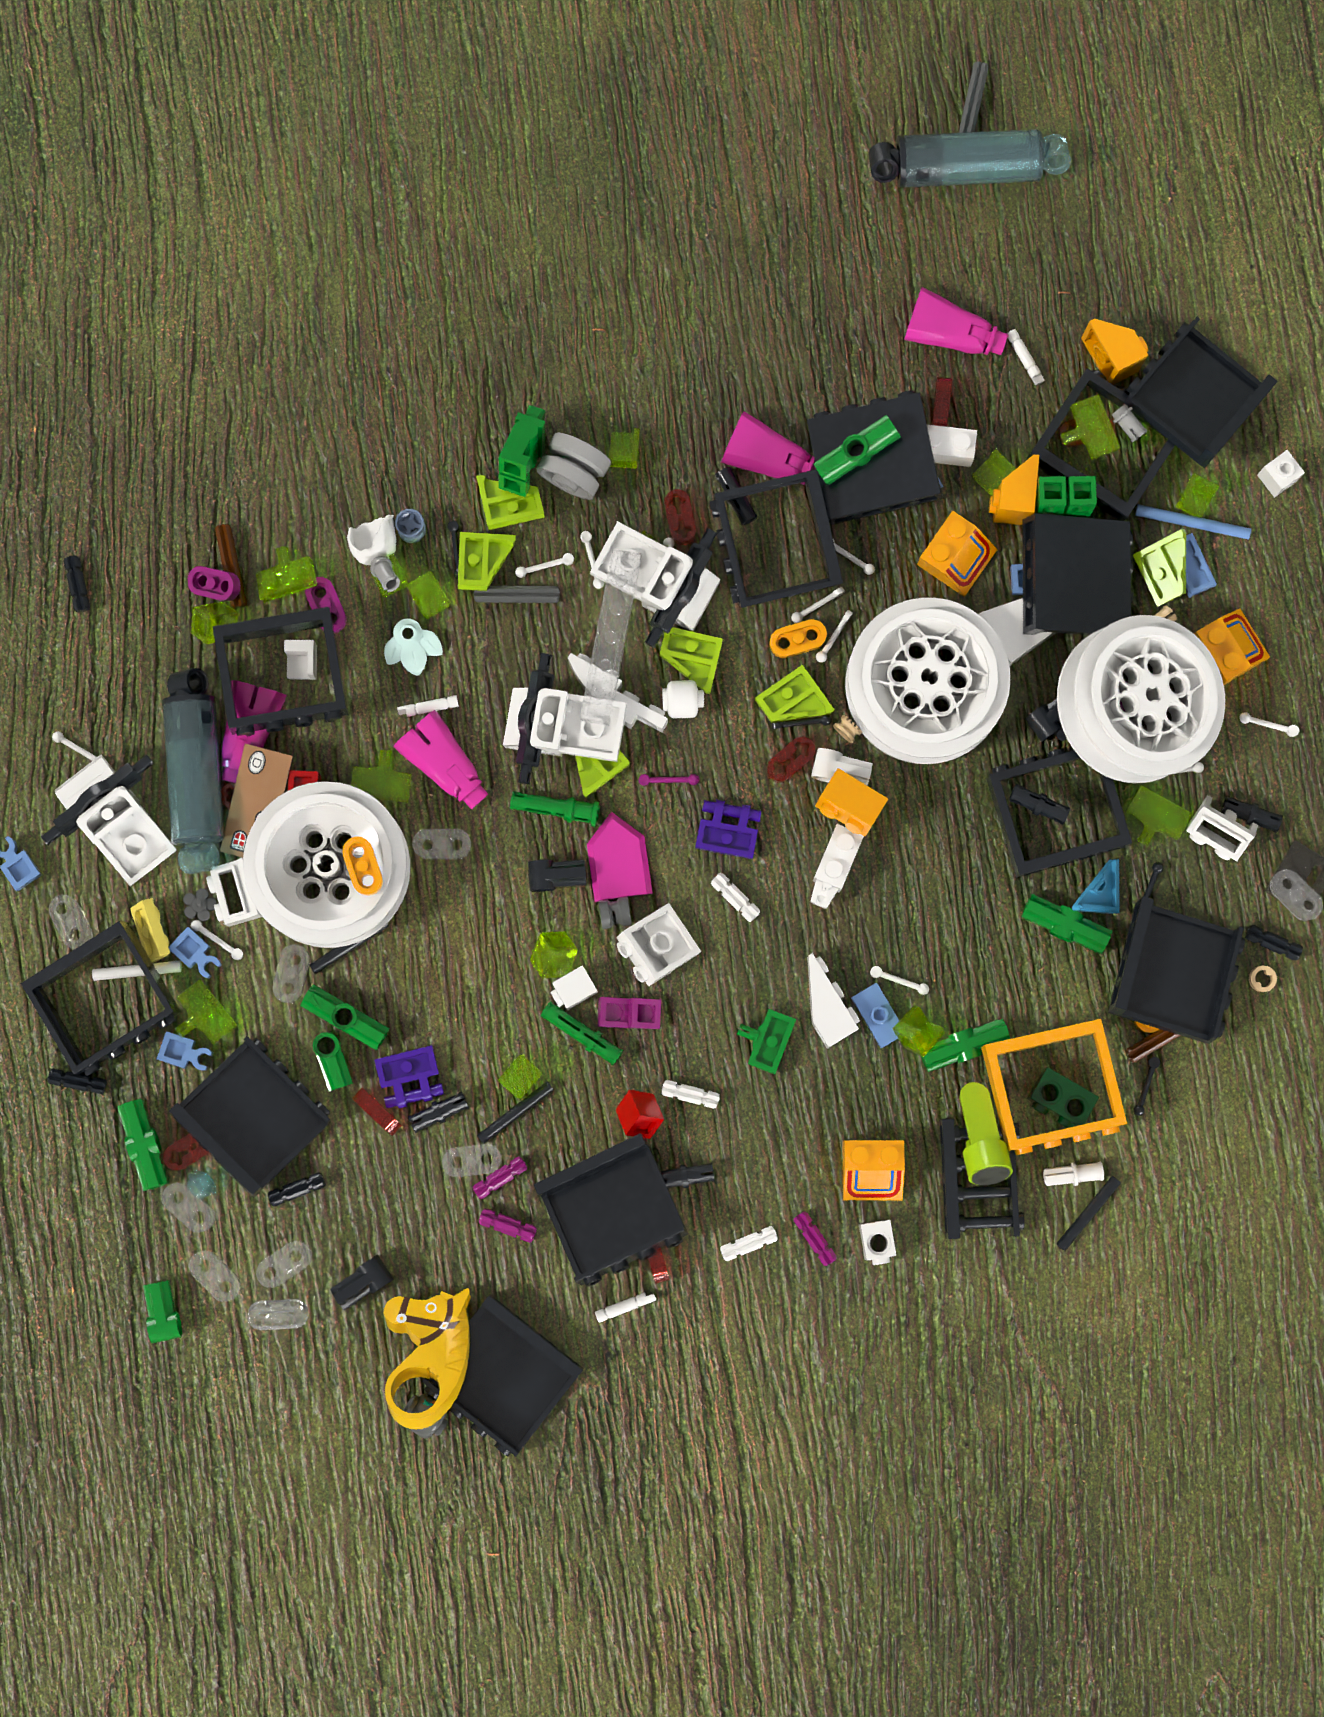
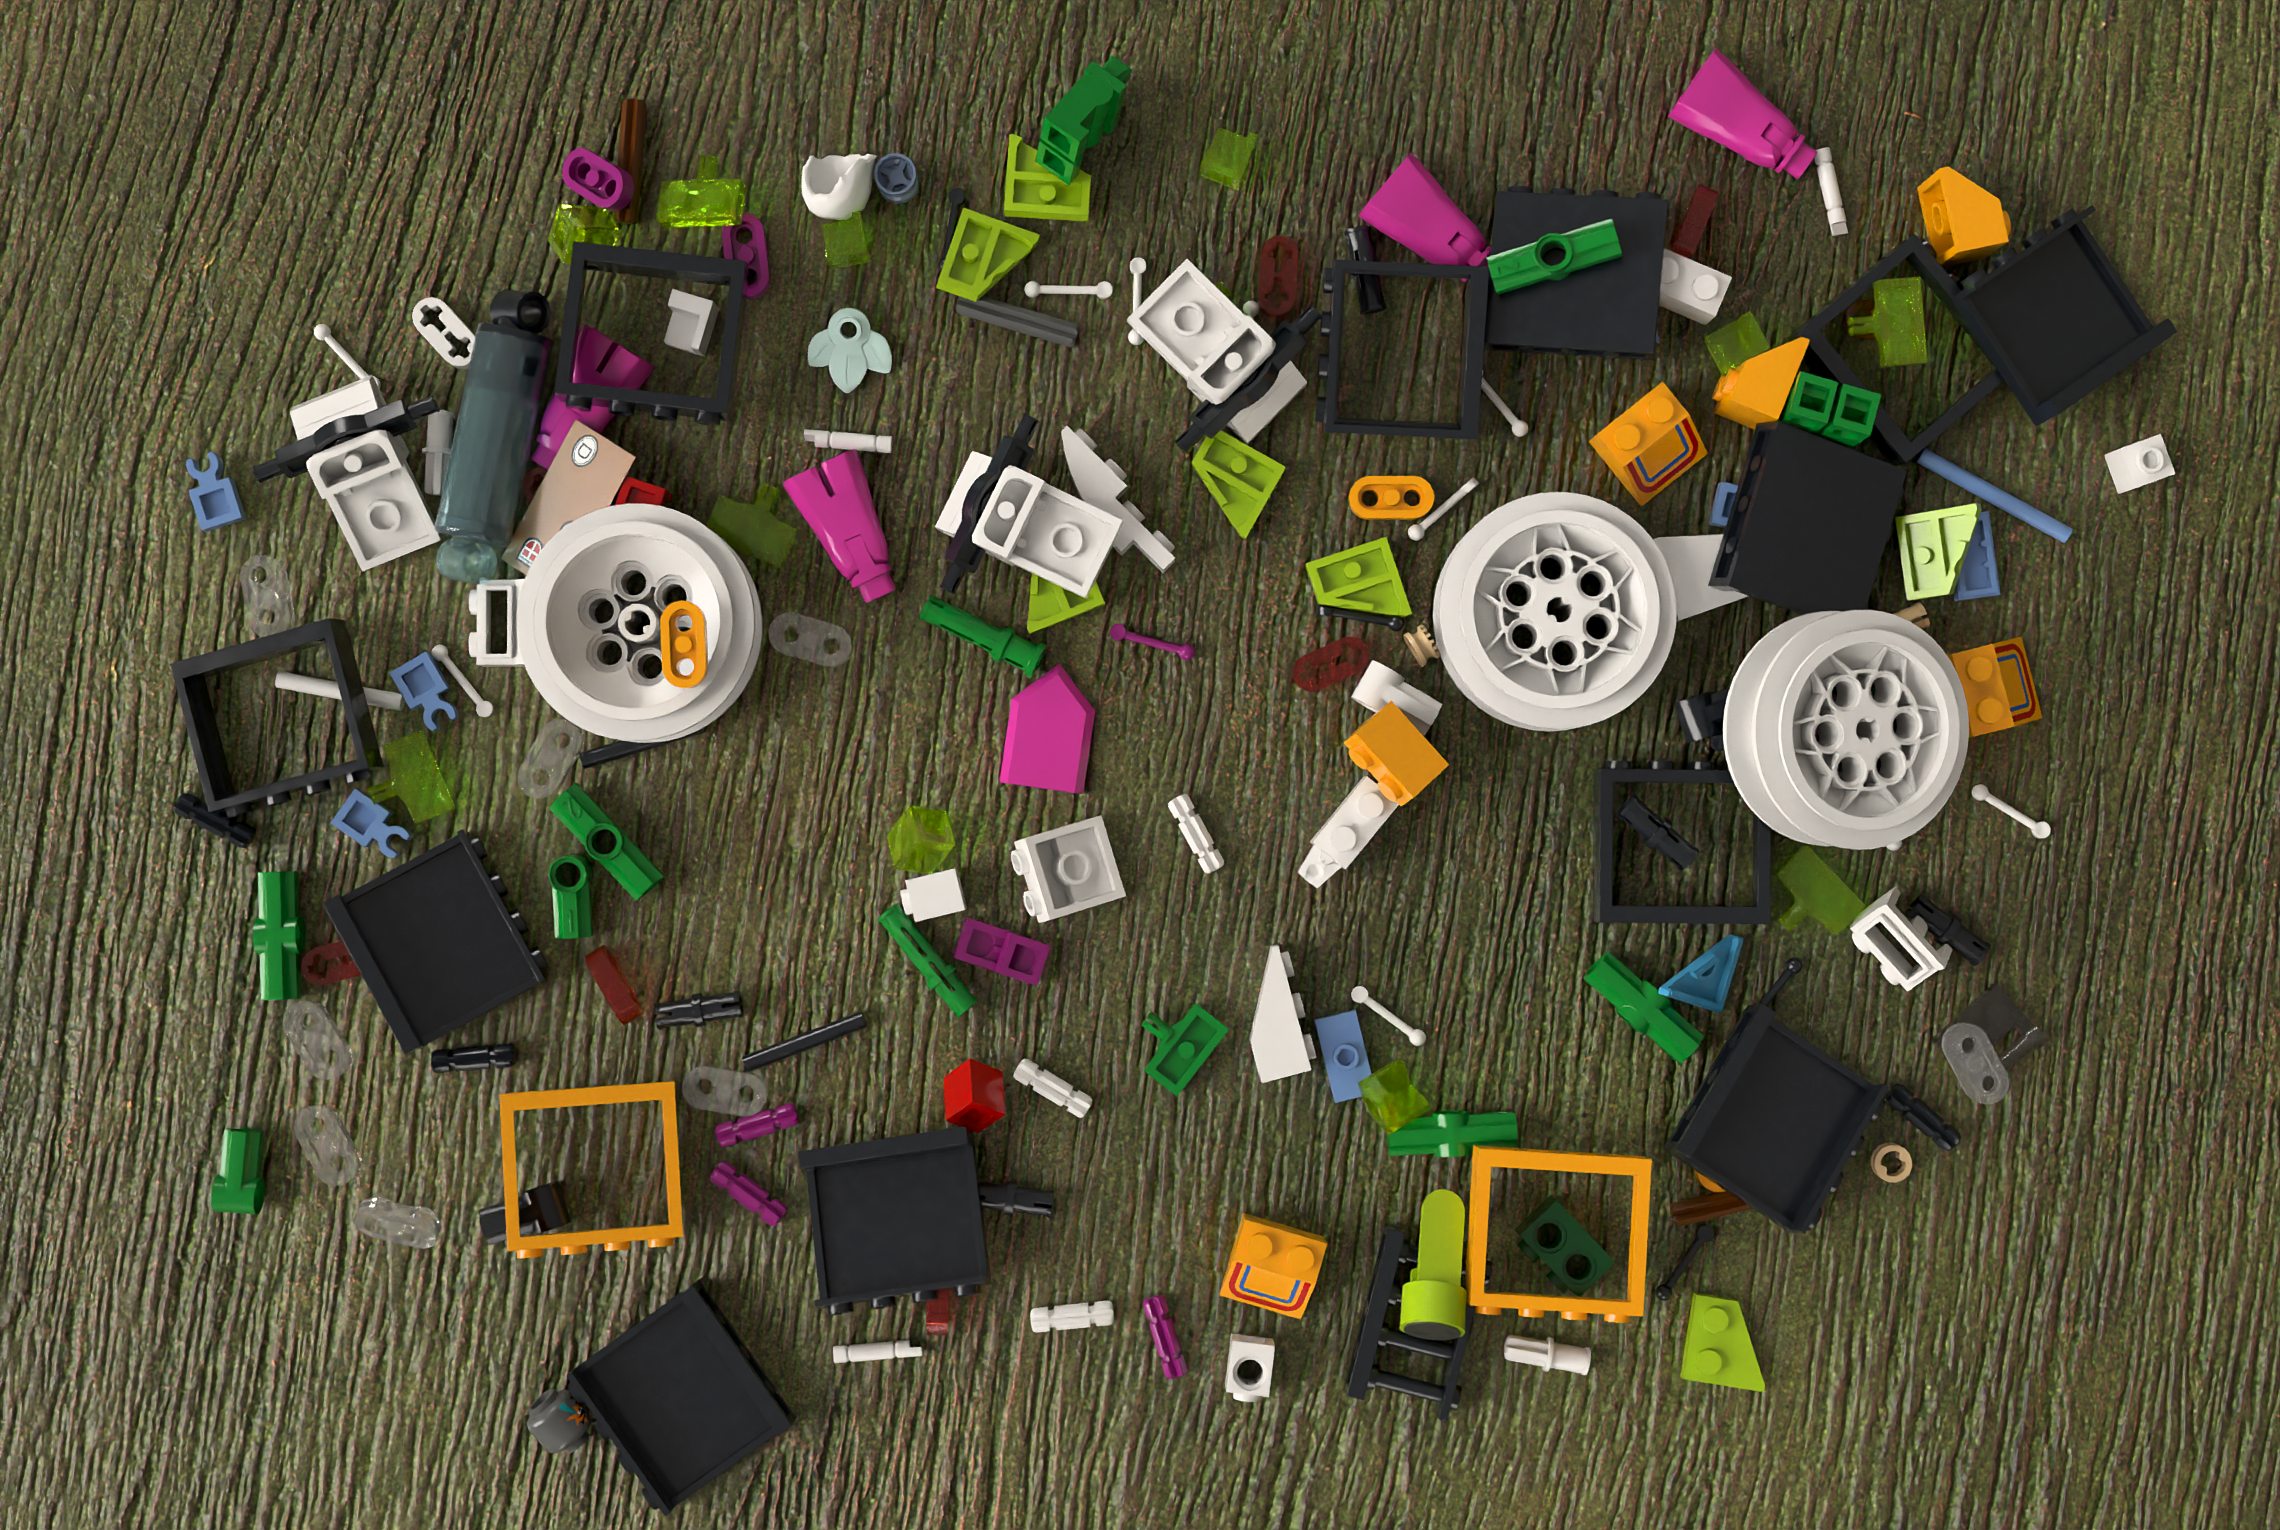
camera: 10 degrees right, 5 degrees up
(76, 584) = (408, 123): black axle -> none
(137, 719) = (439, 339): none -> white beam
(150, 930) = (372, 626): light yellow plate -> none
(158, 792) = (437, 450): none -> white axle
(199, 905) = (451, 625): dark grey plant -> none
(200, 1184) = (343, 1013): clear light blue plate -> none
(283, 1264) = (426, 1155): clear plate -> none
(382, 569) = (837, 229): light grey pin -> none
(402, 1287) = (613, 1238): none -> light orange window
(408, 1067) = (672, 936): dark purple plate -> none
(428, 595) = (893, 284): clear neon green panel -> none
(443, 1342) = (614, 1326): yellow animal -> none
(520, 1077) = (823, 997): clear neon green panel -> none
(549, 875) = (947, 728): black piece -> none
(573, 466) = (1149, 160): light grey wheel -> none
(610, 637) = (1128, 420): clear tile -> none
(622, 912) = (1032, 806): dark grey wheel -> none
(682, 699) = (1204, 536): white head -> none
(724, 837) = (1207, 747): dark purple plate -> none
(797, 617) = (1400, 466): white hinge -> none
(1088, 1213) = (1550, 1413): black bar -> none
(1129, 422) = (1950, 329): light grey pin -> none
(1187, 1134) = (1719, 1345): none -> lime wing
(1196, 495) = (2011, 460): clear neon green panel -> none

